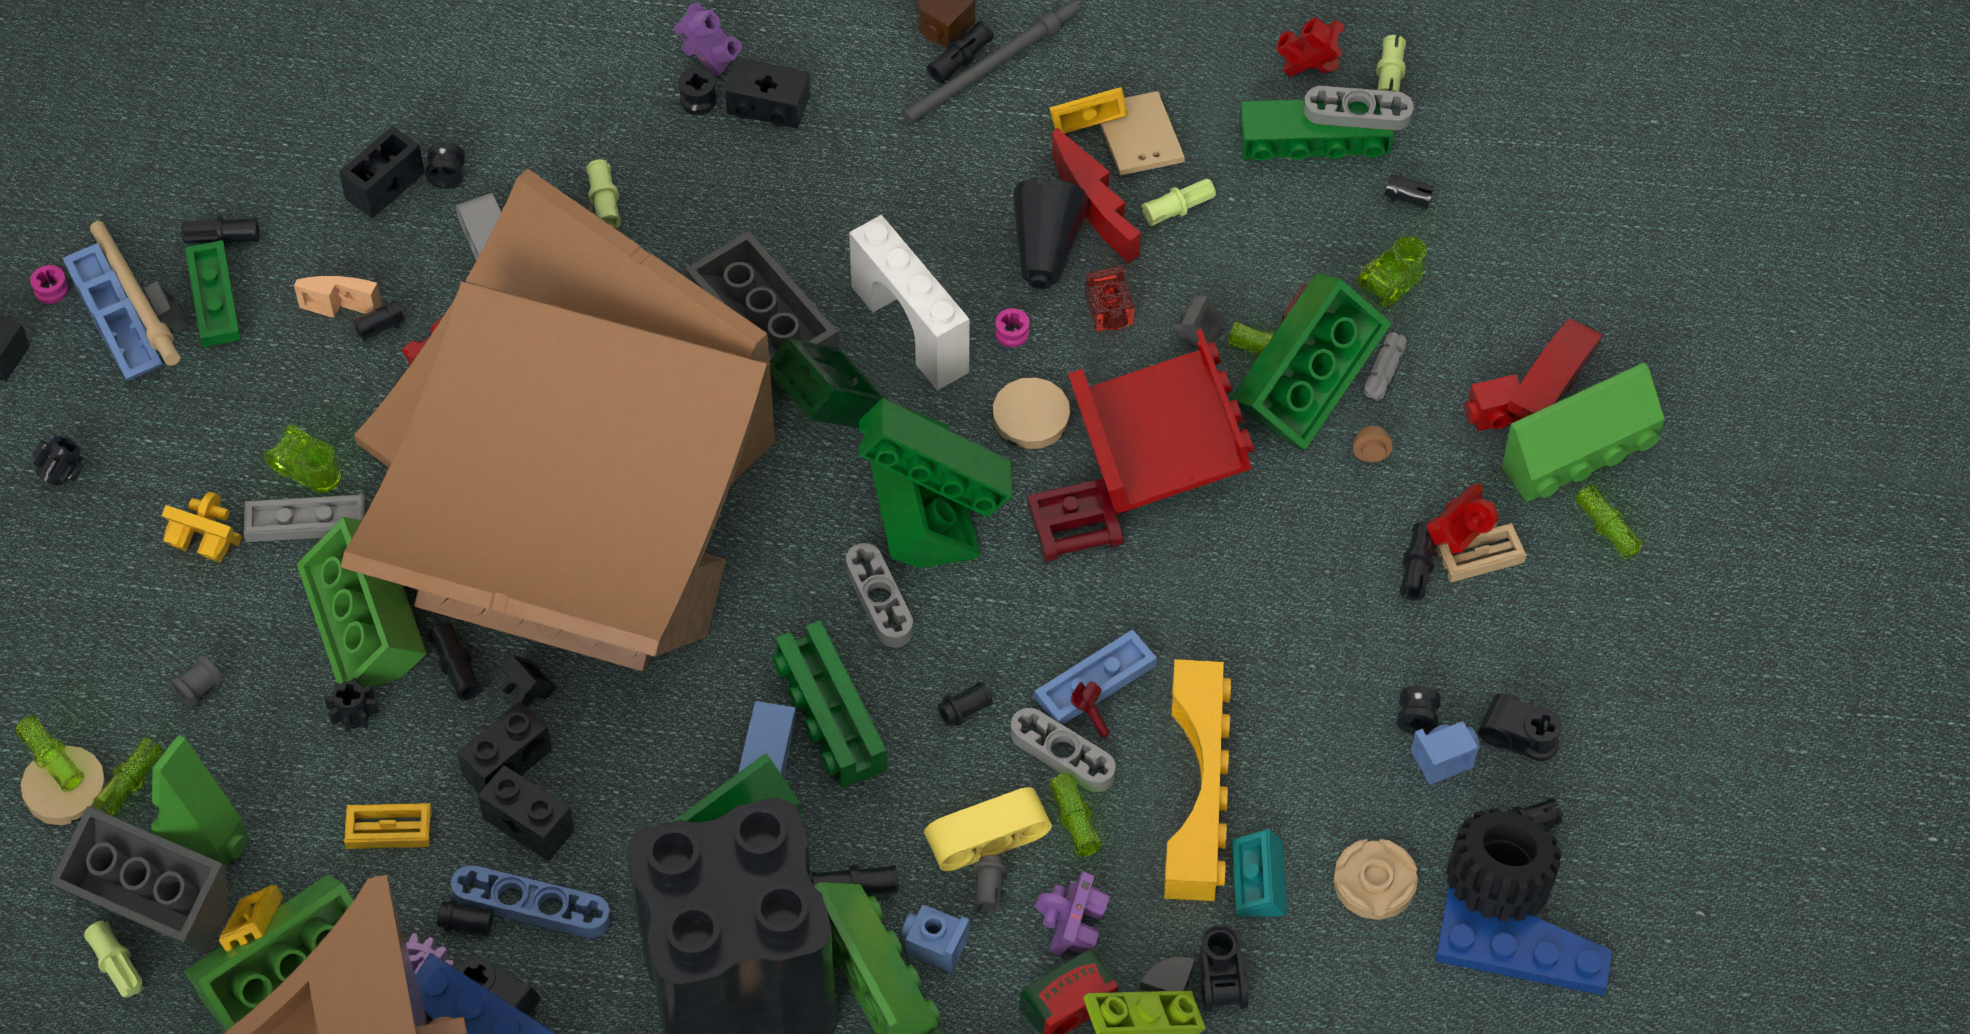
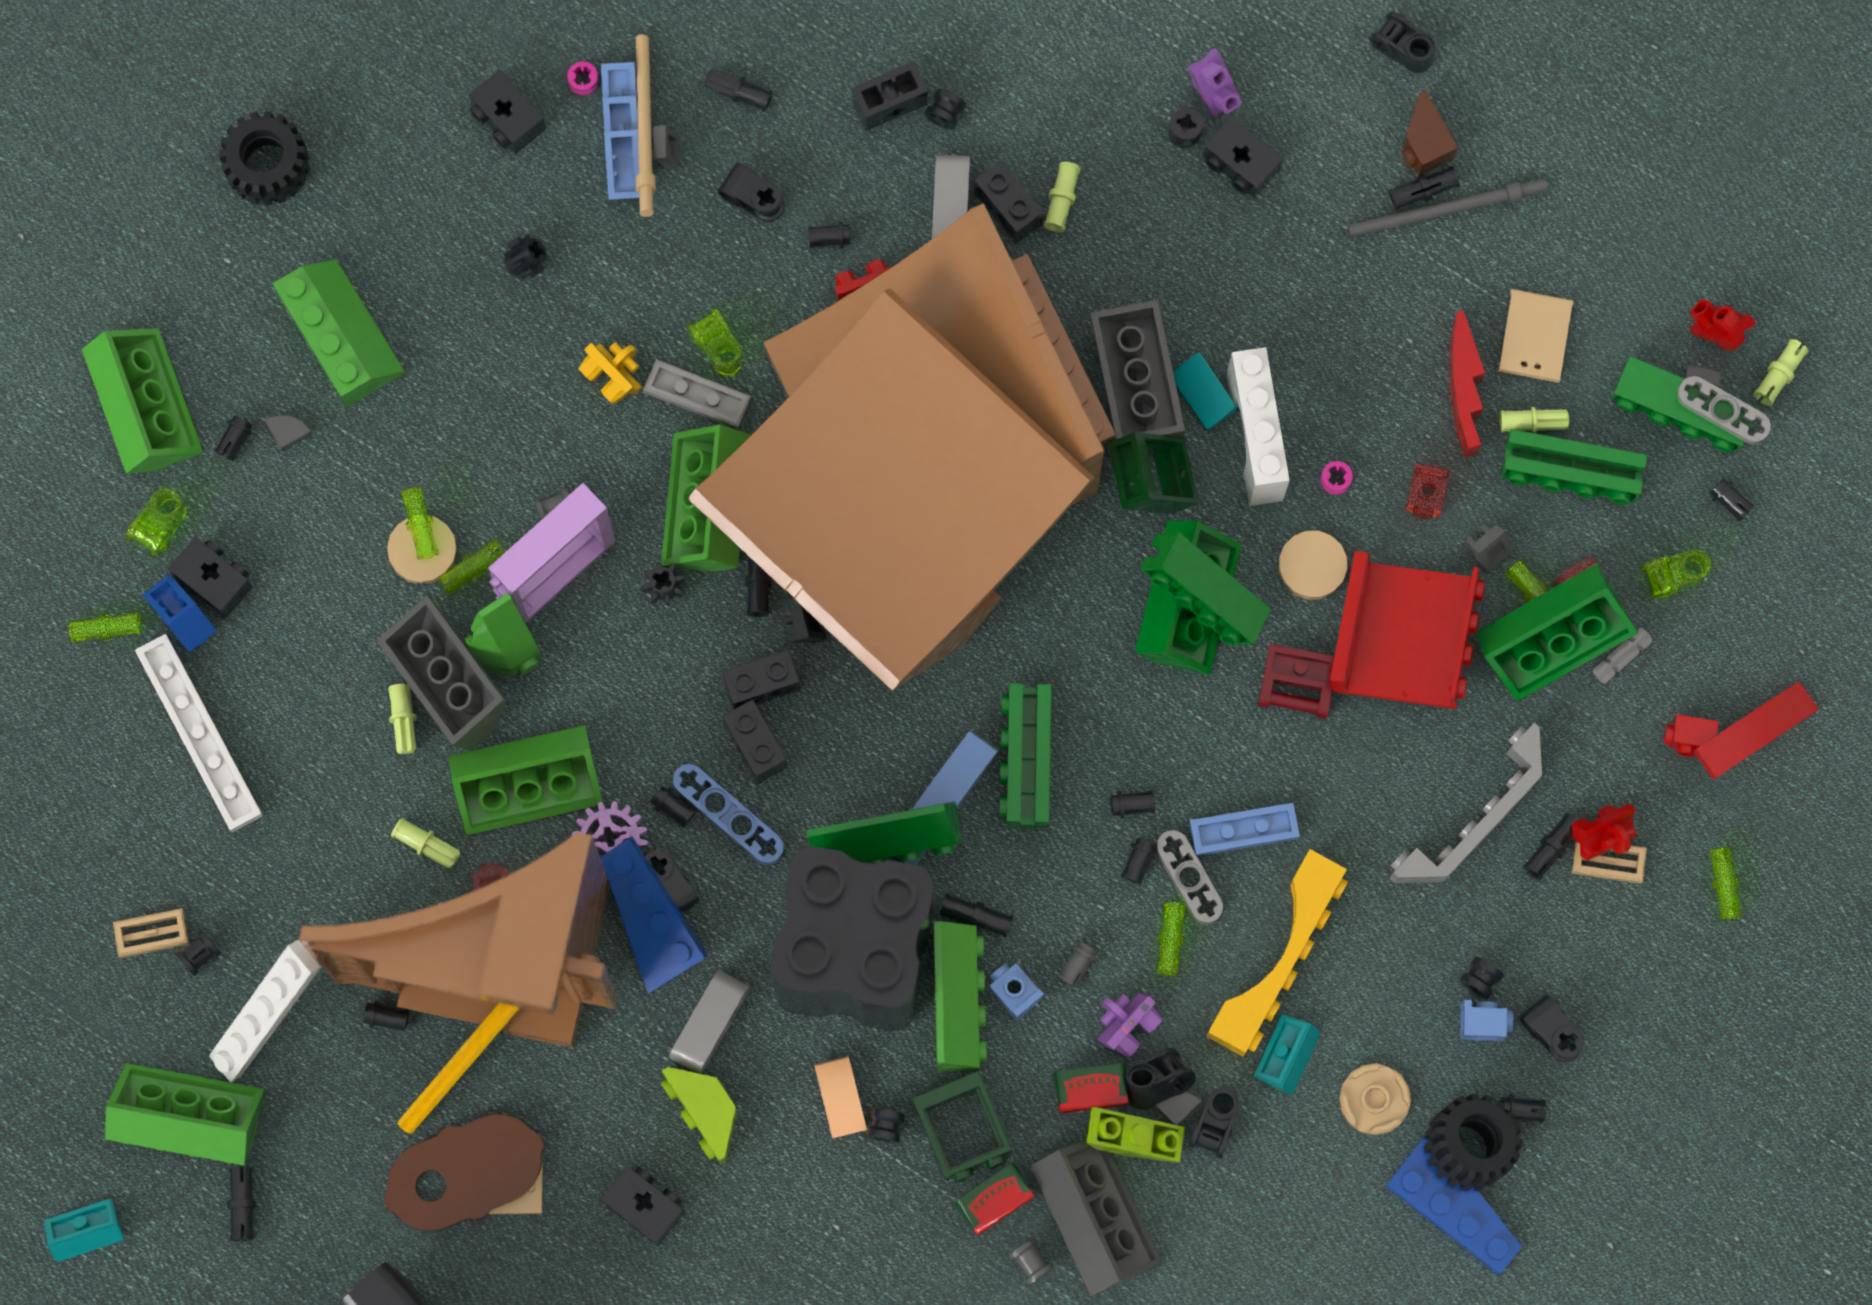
camera: 25 degrees right, 20 degrees up
(212, 293) = (708, 149): green plate -> none
(224, 637) = (553, 552): none -> lavender window
(251, 920) = (519, 737): yellow tile -> none
(274, 311) = (747, 191): none -> black piece
(329, 293) = (799, 194): light nougat slope -> none
(388, 832) = (648, 713): yellow tile -> none
(842, 304) = (1203, 392): none -> teal slope
(878, 611) = (1122, 650): light grey beam -> none
(987, 829) = (1097, 919): light yellow beam -> none
(1001, 757) = (1139, 860): none -> black pin
(1046, 228) = (1405, 405): black cone -> none
(1084, 700) = (1225, 848): dark red hand -> none
(1089, 111) = (1501, 299): yellow slope -> none
(1138, 953) = (1157, 1079): none -> black piece
(1240, 222) = (1573, 467): none -> green brick
(1303, 635) = (1420, 869): none -> light grey slope
(1372, 444) = (1571, 725): medium nougat plate -> none
(1583, 433) = (1745, 802): bright green slope -> none

